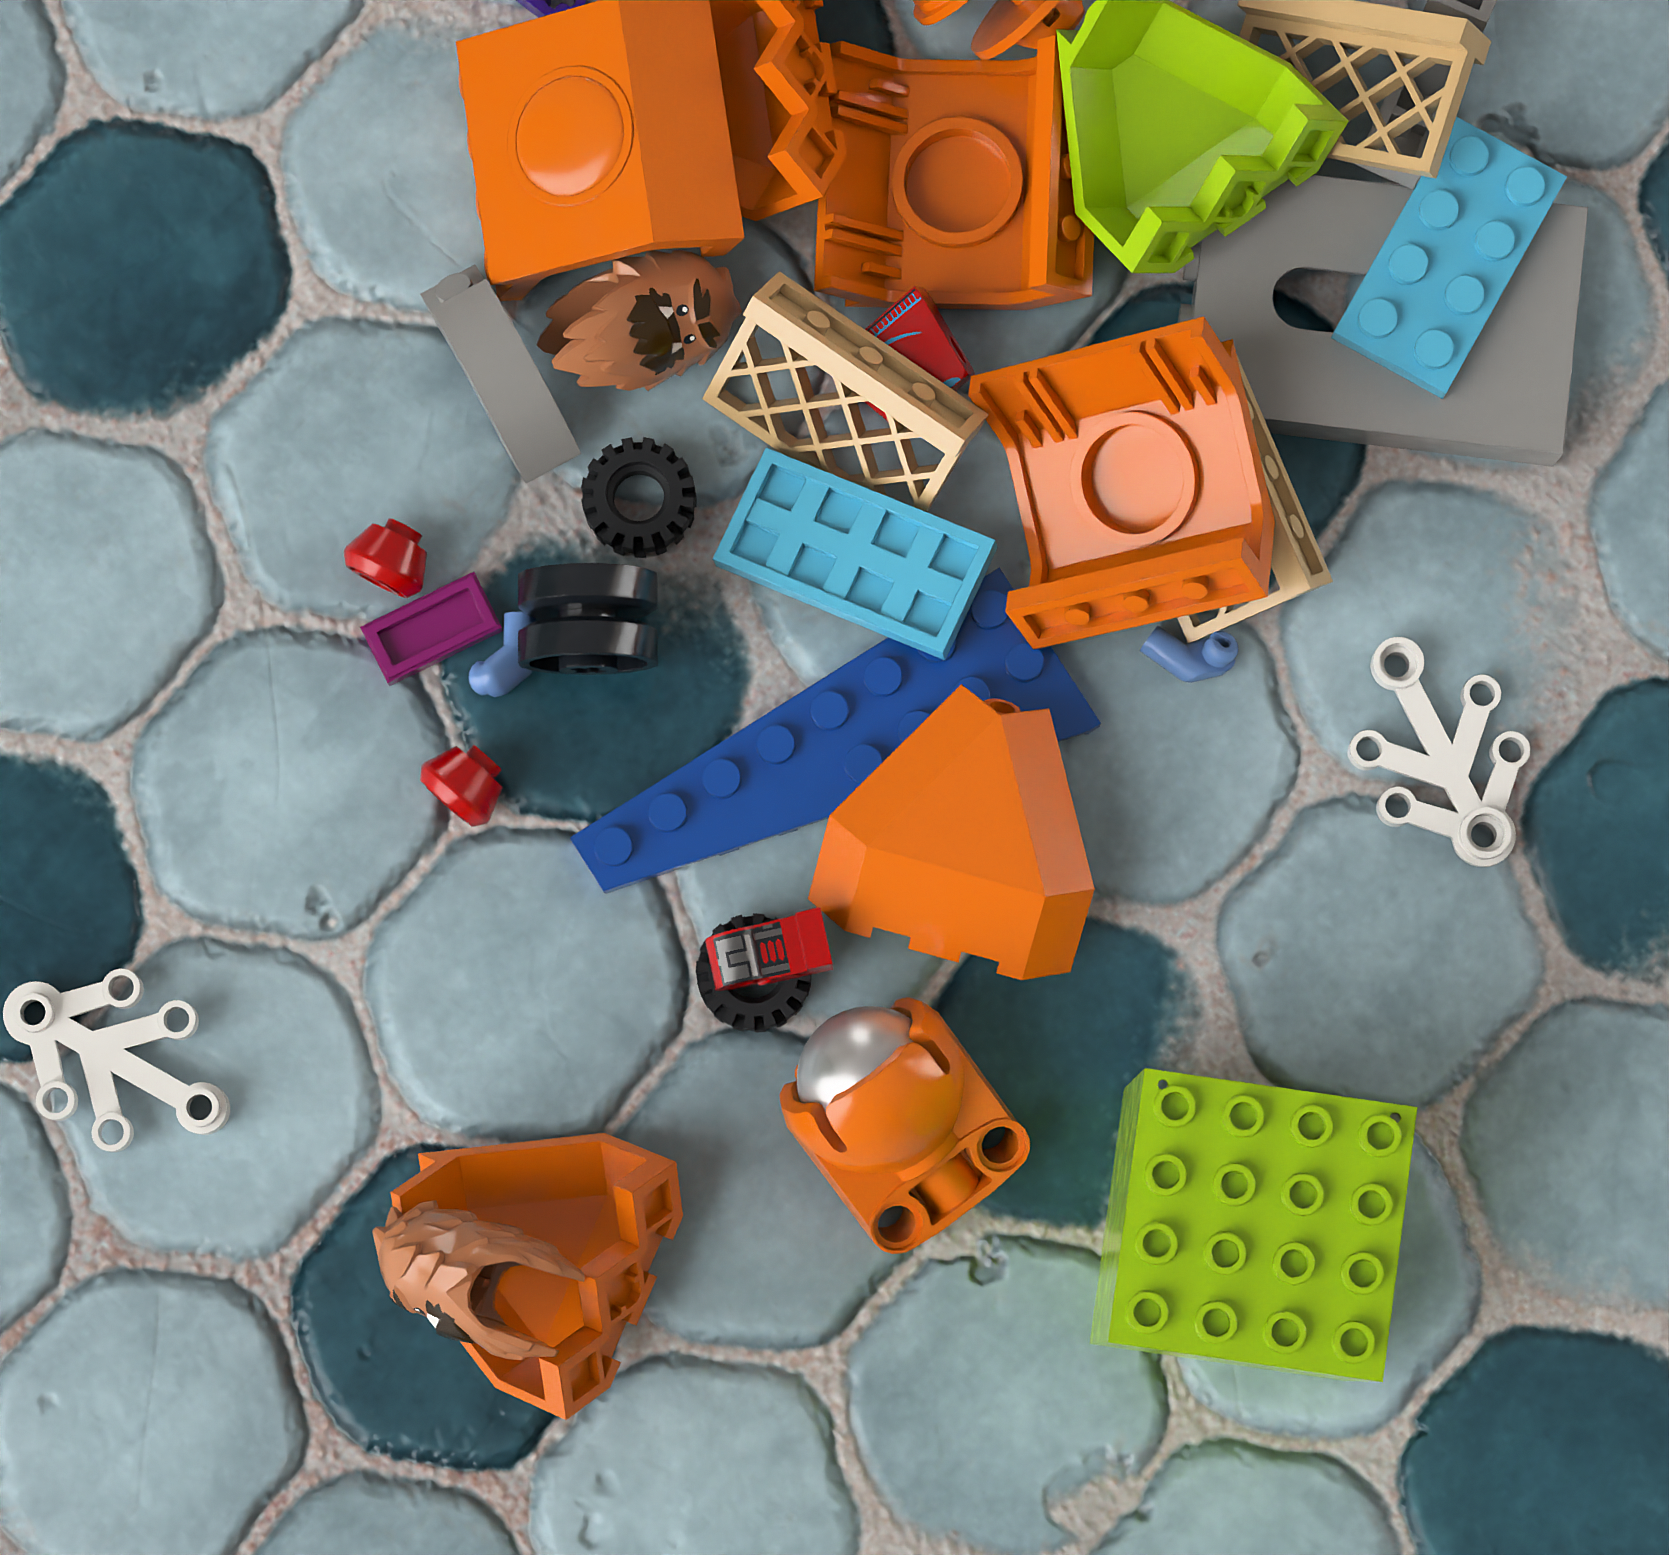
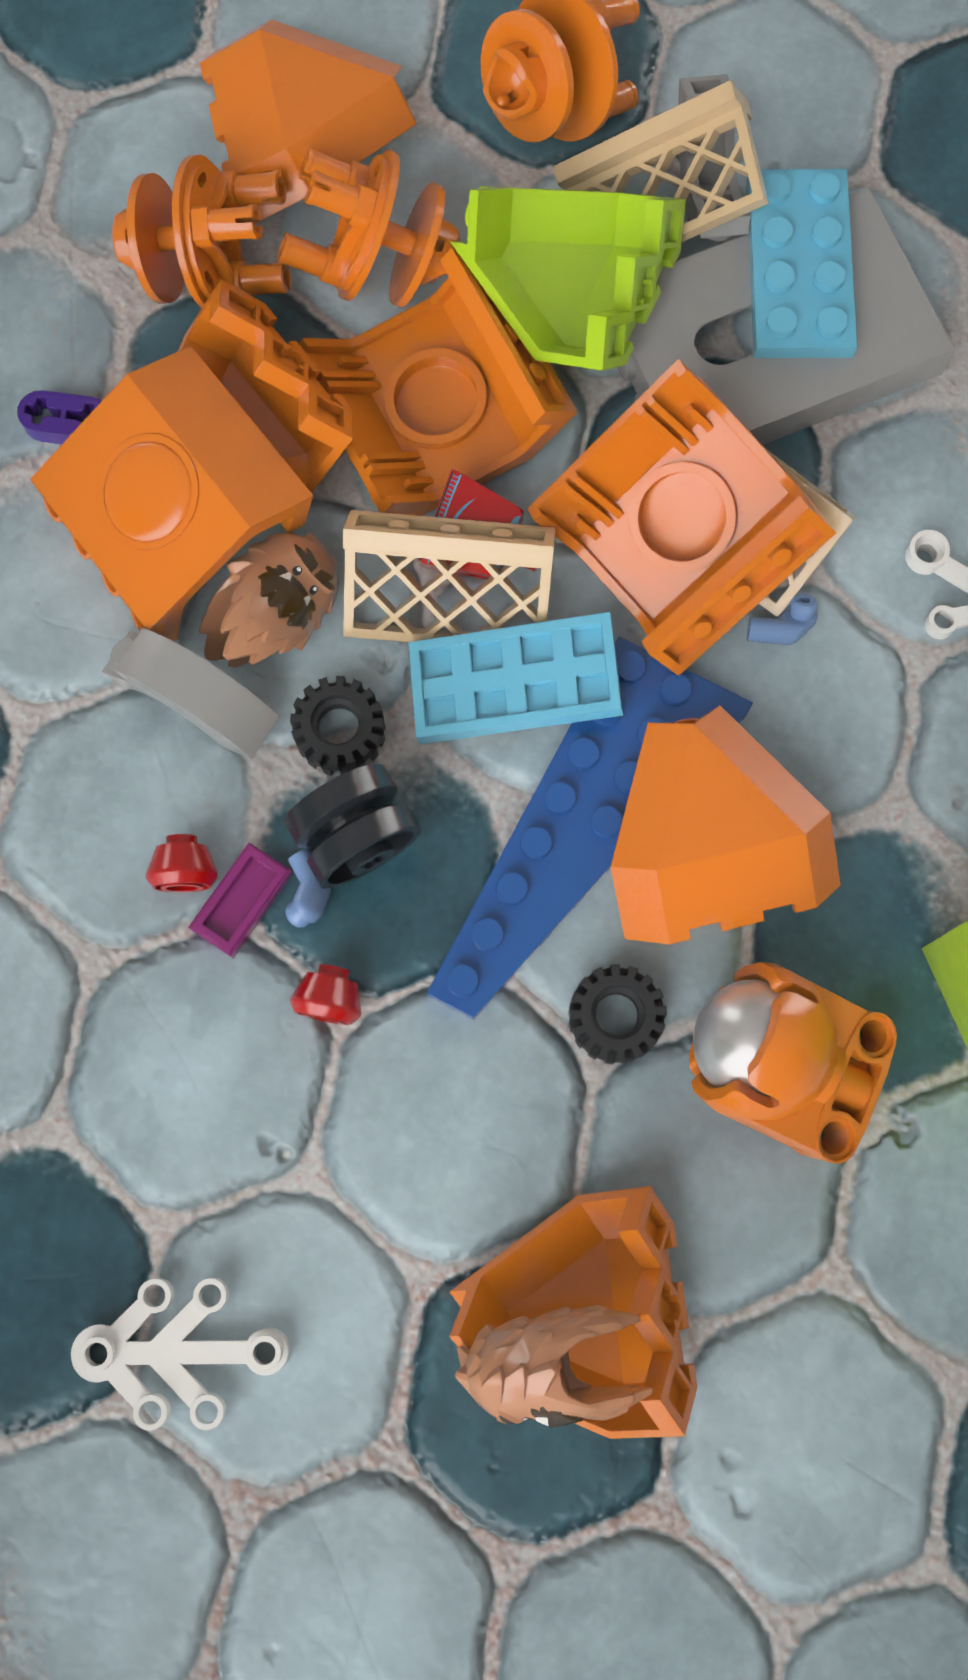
camera: 30 degrees left, 5 degrees down
(770, 951) = (627, 988): leg -> none

